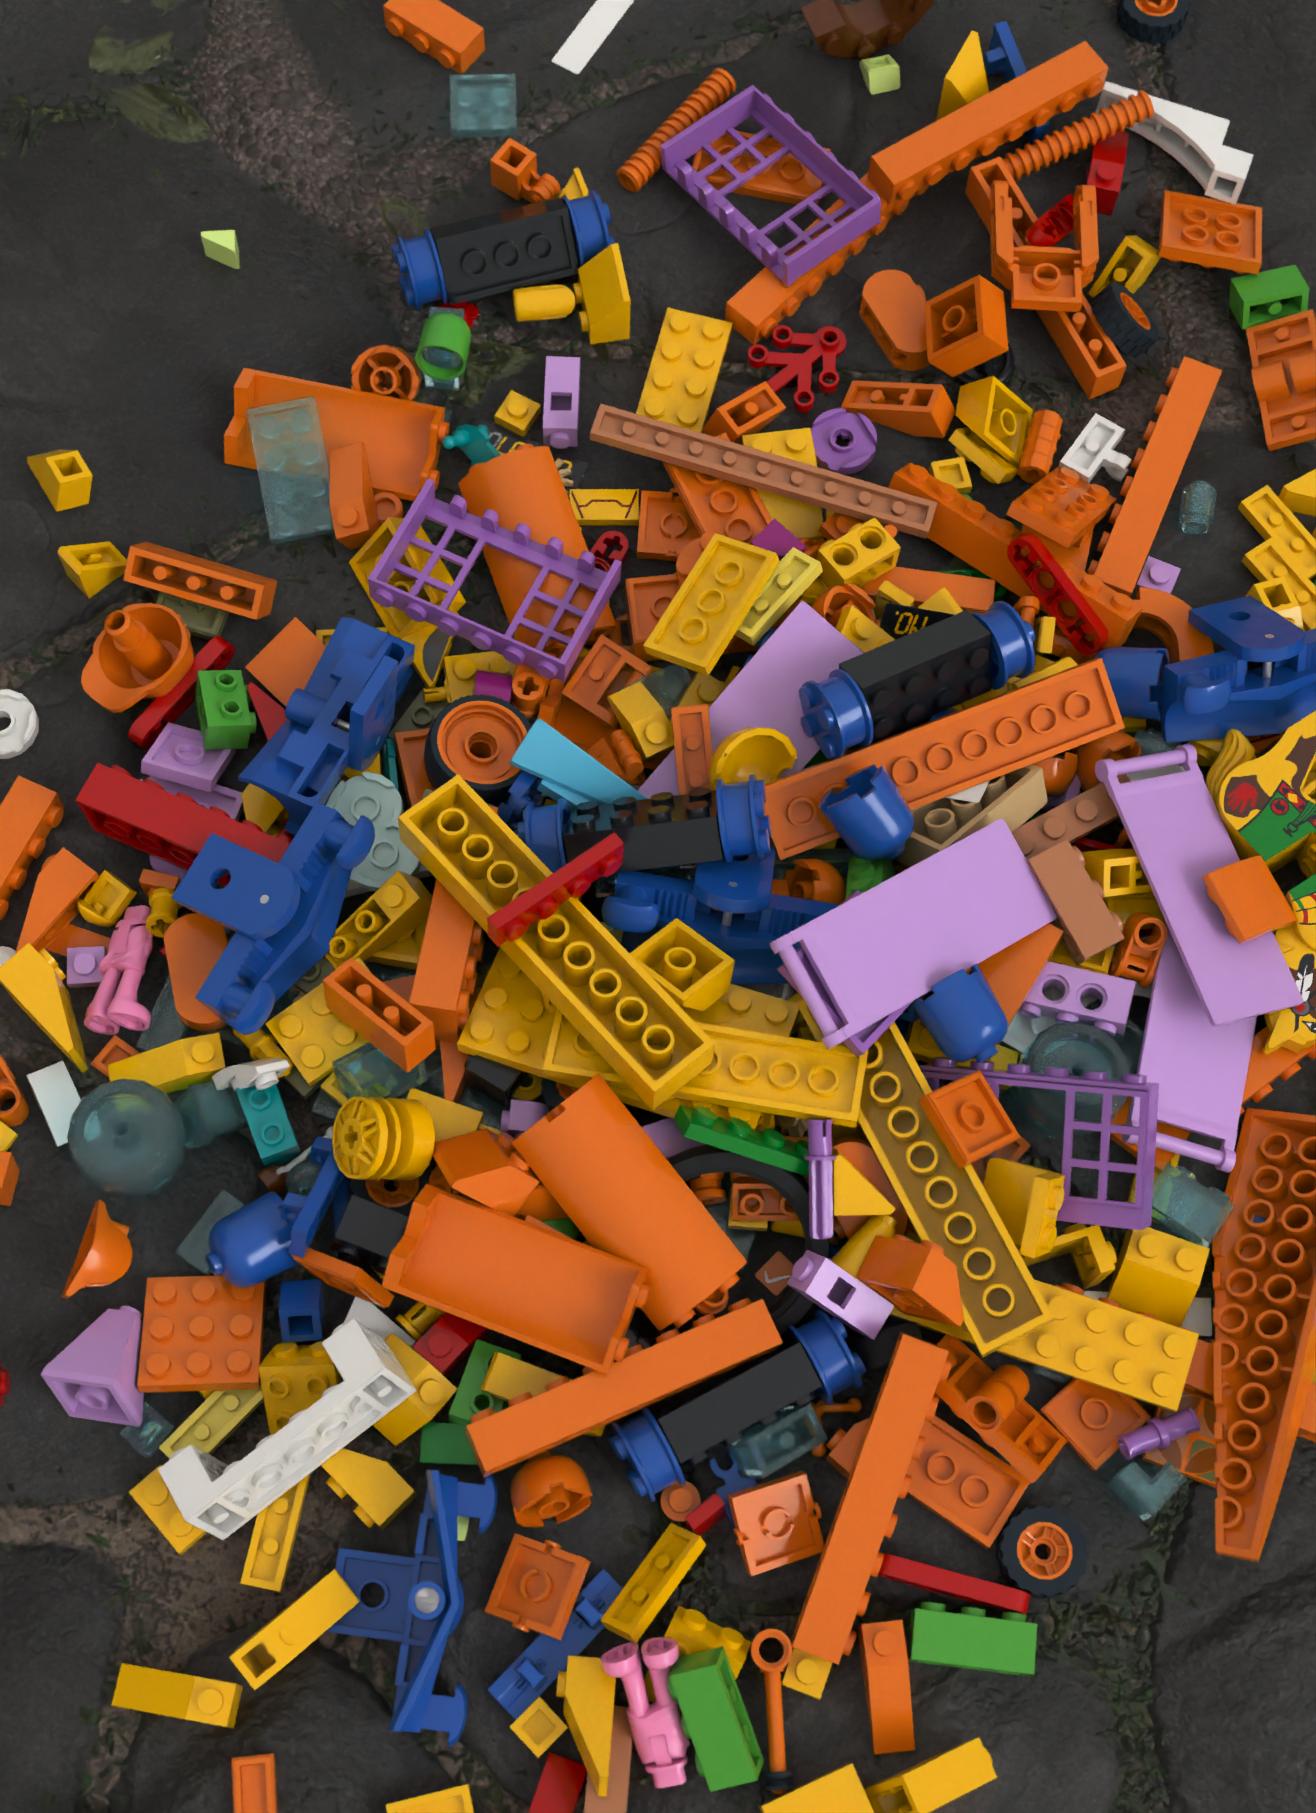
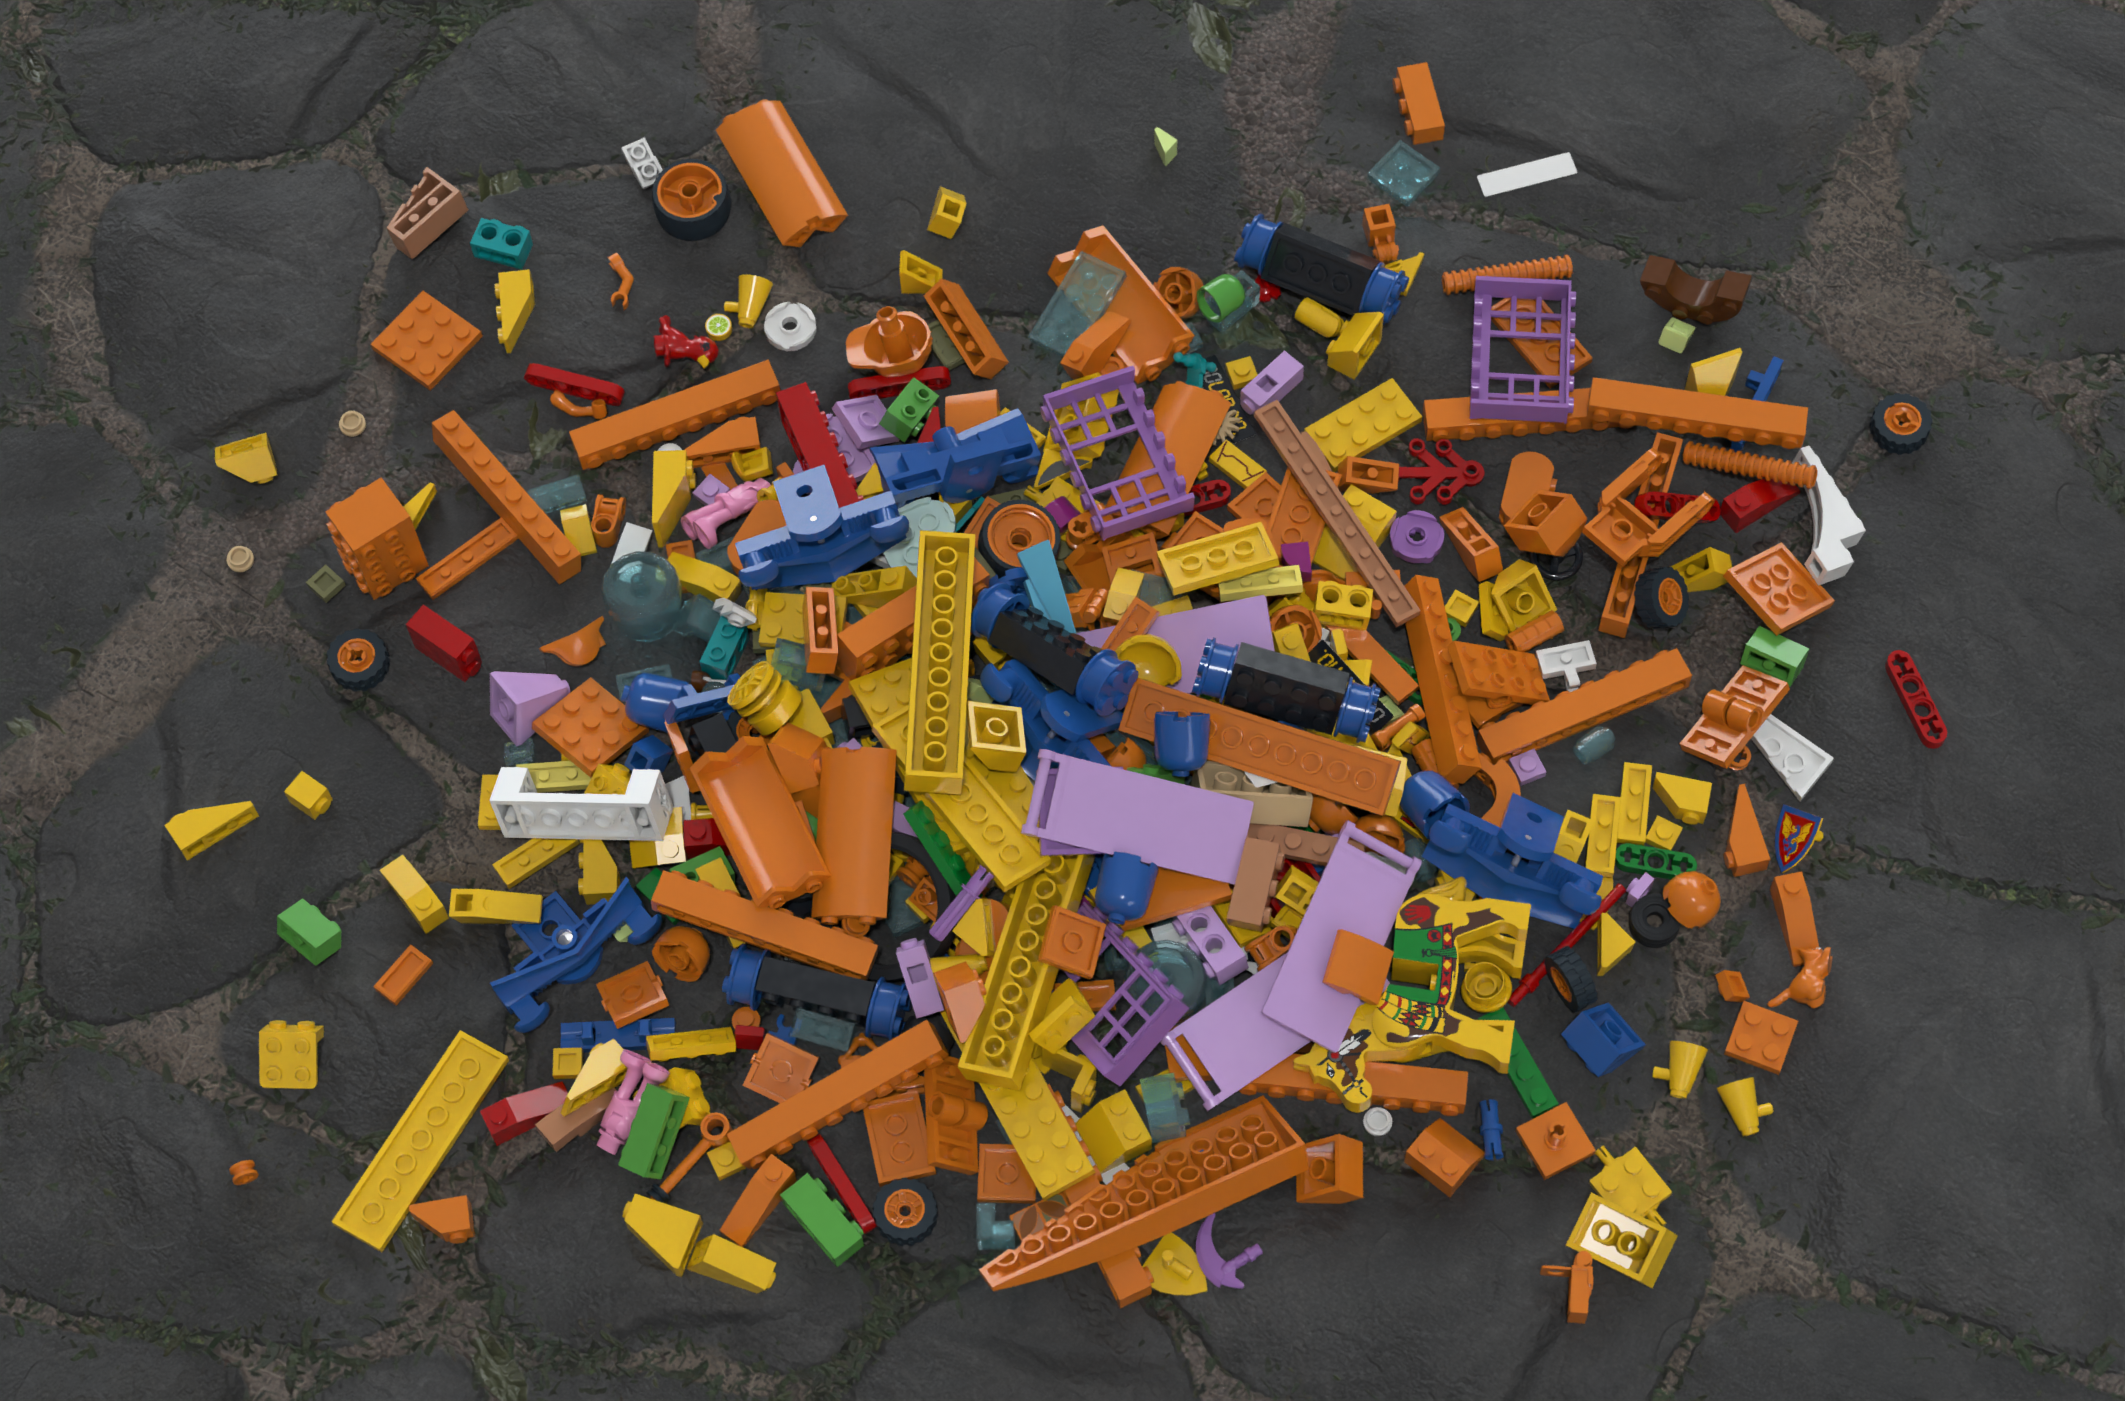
camera: 50 degrees right, 5 degrees down
(545, 897) = (959, 631): red plate -> none
(1062, 590) = (1436, 746): red beam -> none
(1158, 1433) = (1025, 1206): medium lavender pin -> none

